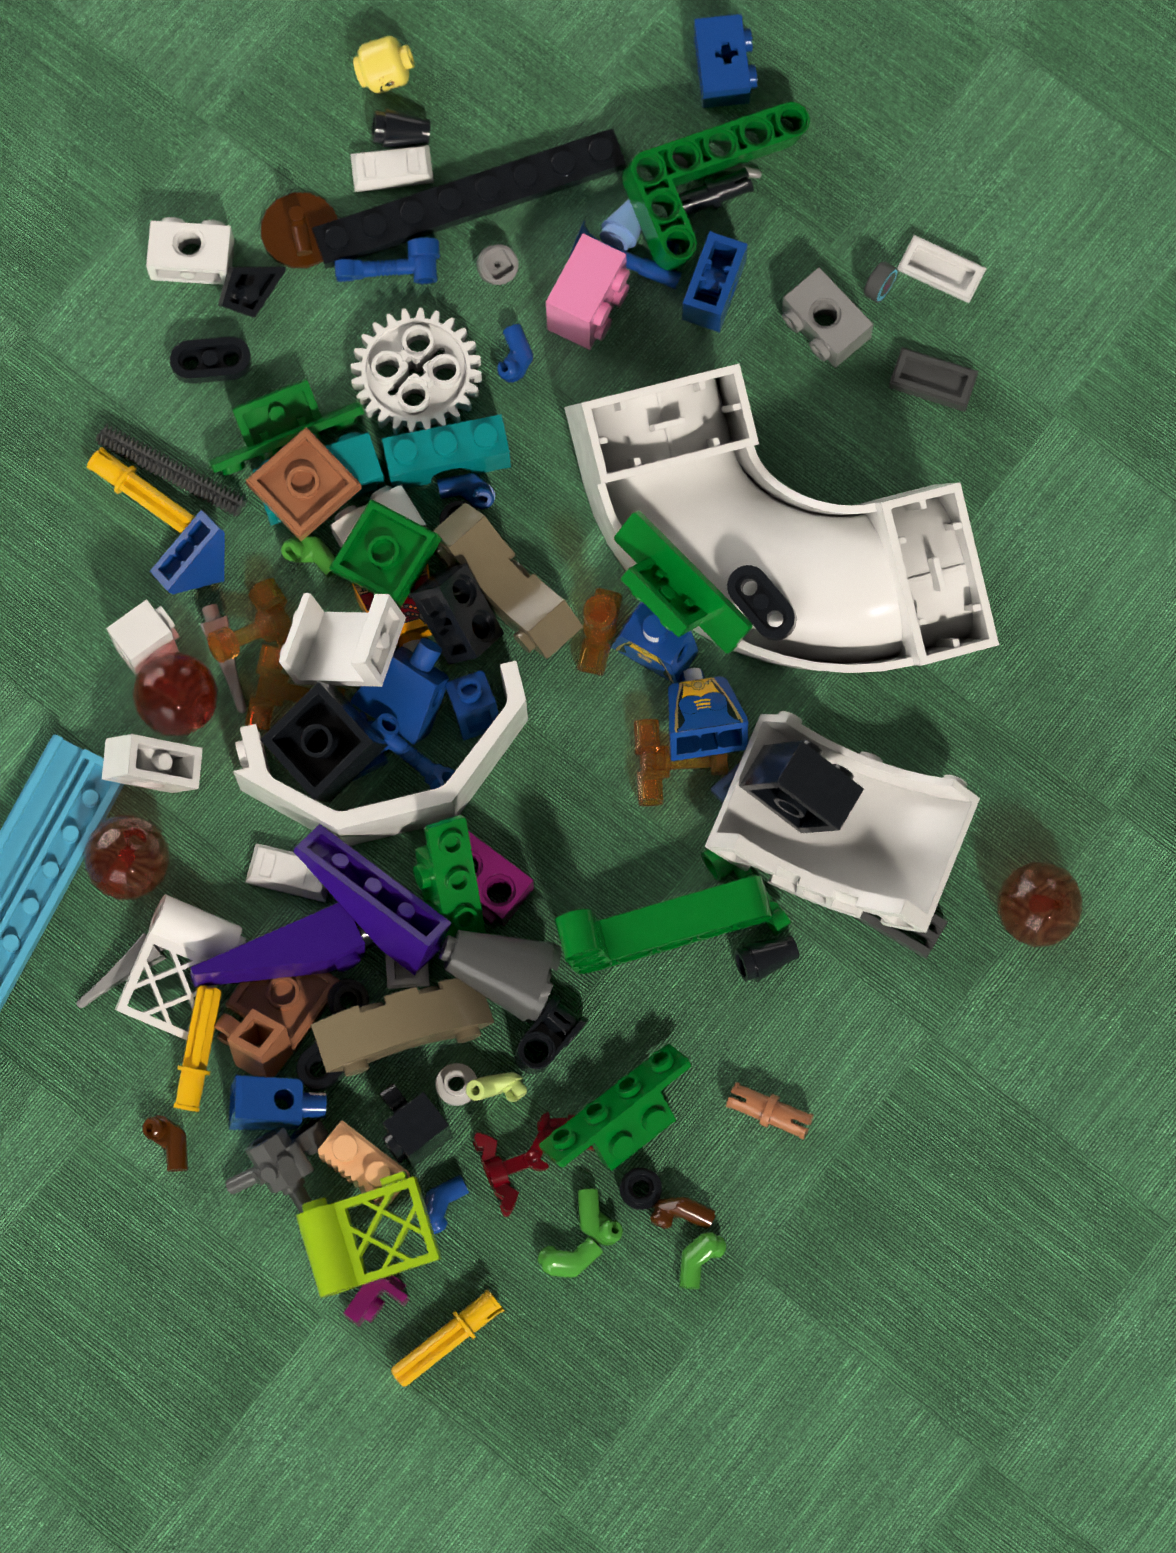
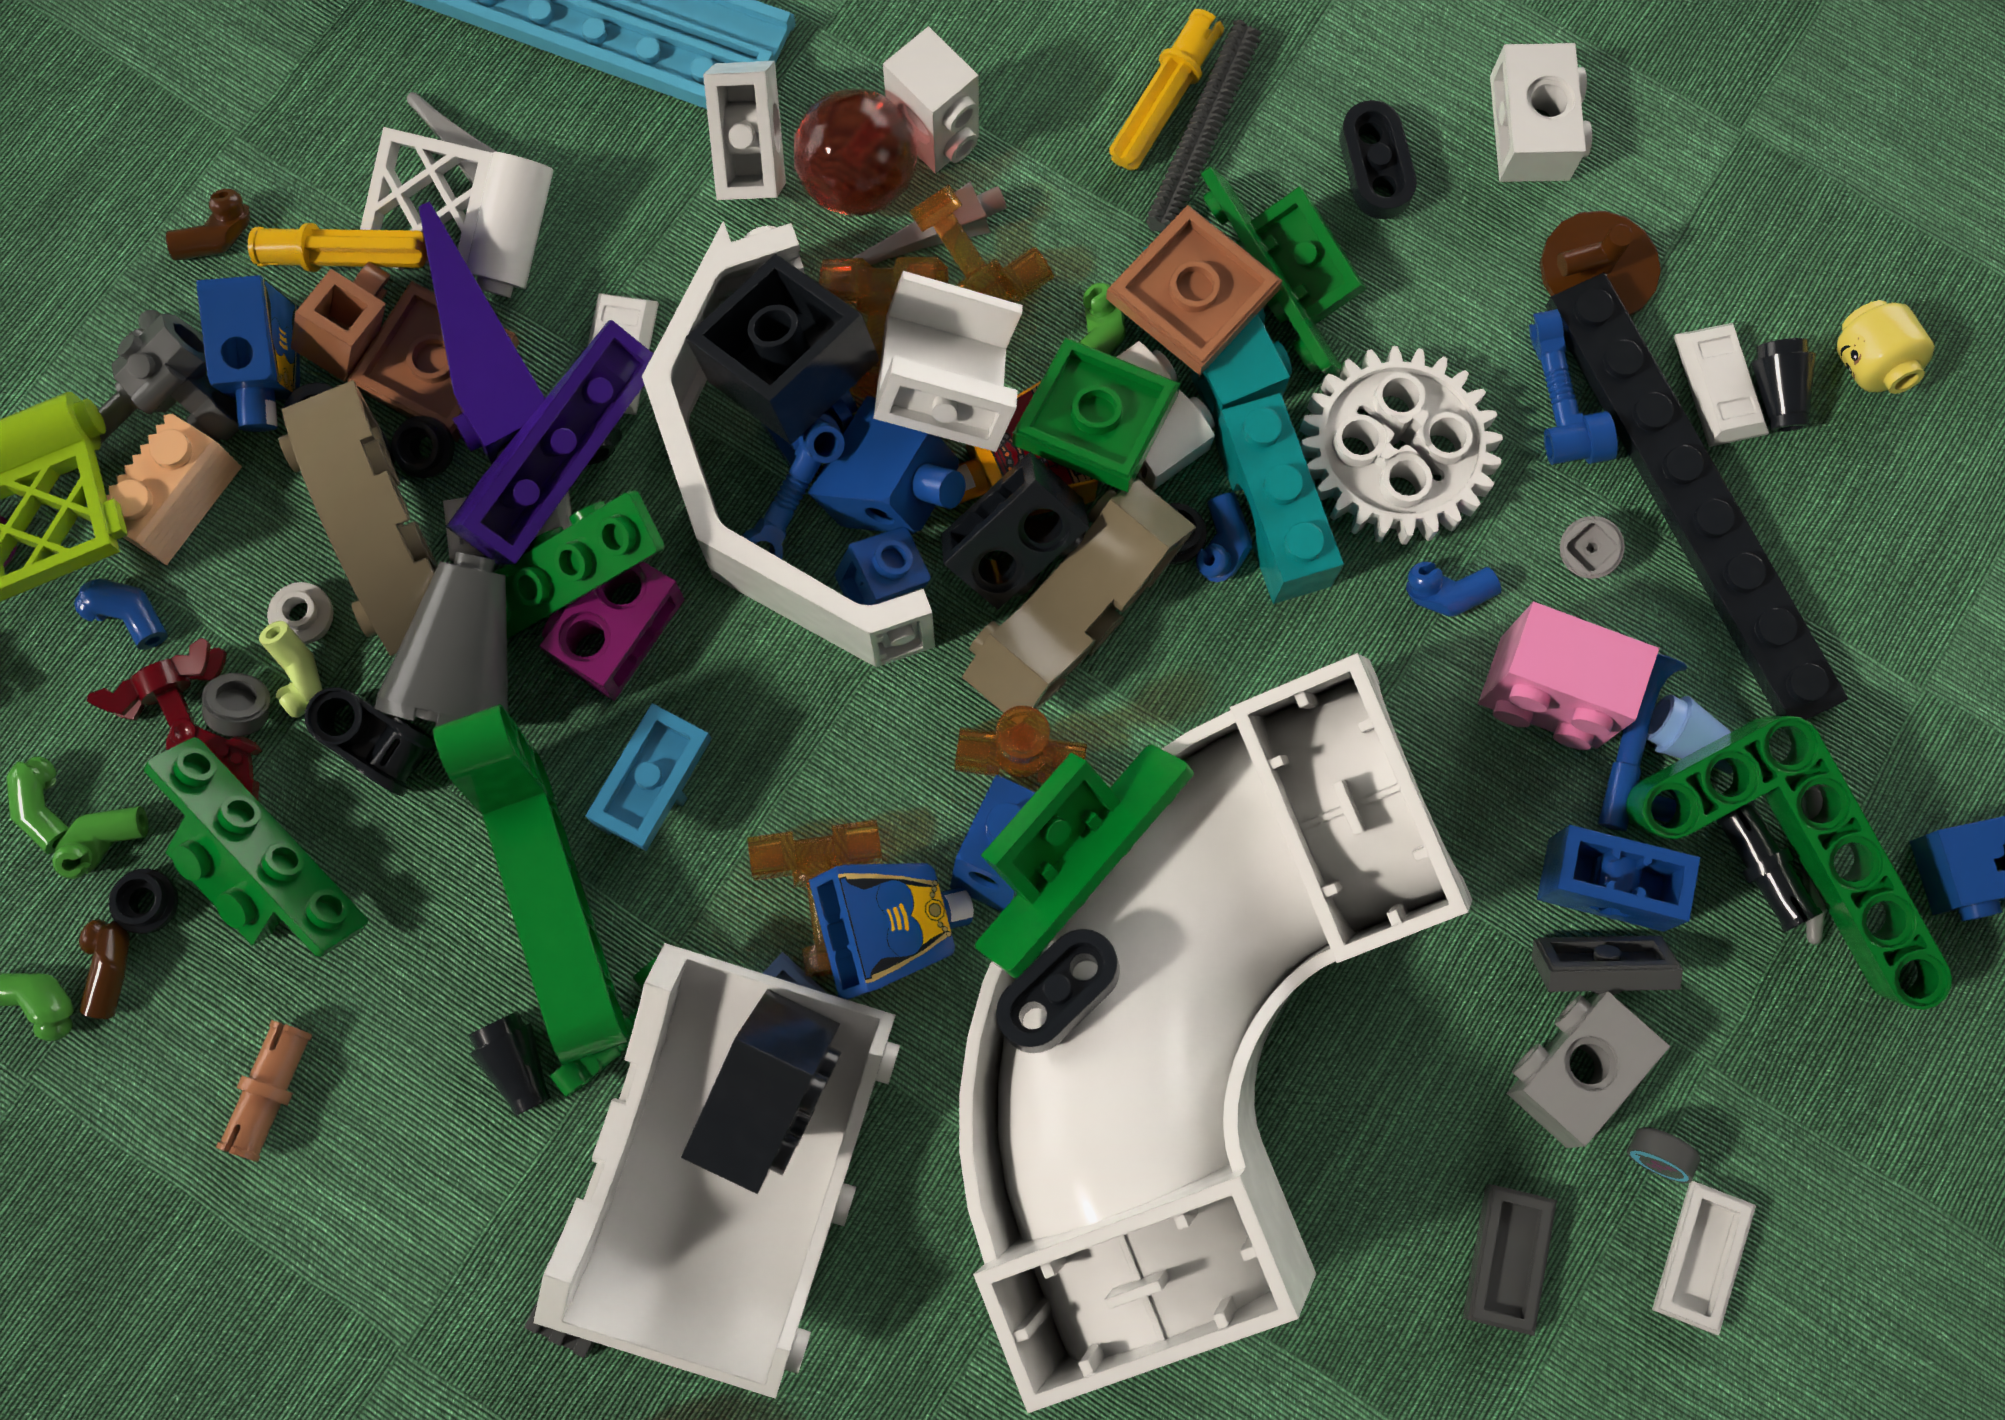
camera: 80 degrees right, 0 degrees up
(126, 857) = (609, 116): clear red piece -> none
(193, 558) = (1069, 166): blue slope -> none
(249, 288) = (1496, 198): black piece -> none
(414, 1128) = (213, 552): black brick -> none
(516, 1125) = (235, 704): none -> dark grey tile
(594, 856) = (649, 777): none -> dark azure panel
(764, 297) = (1606, 964): none -> dark grey plate

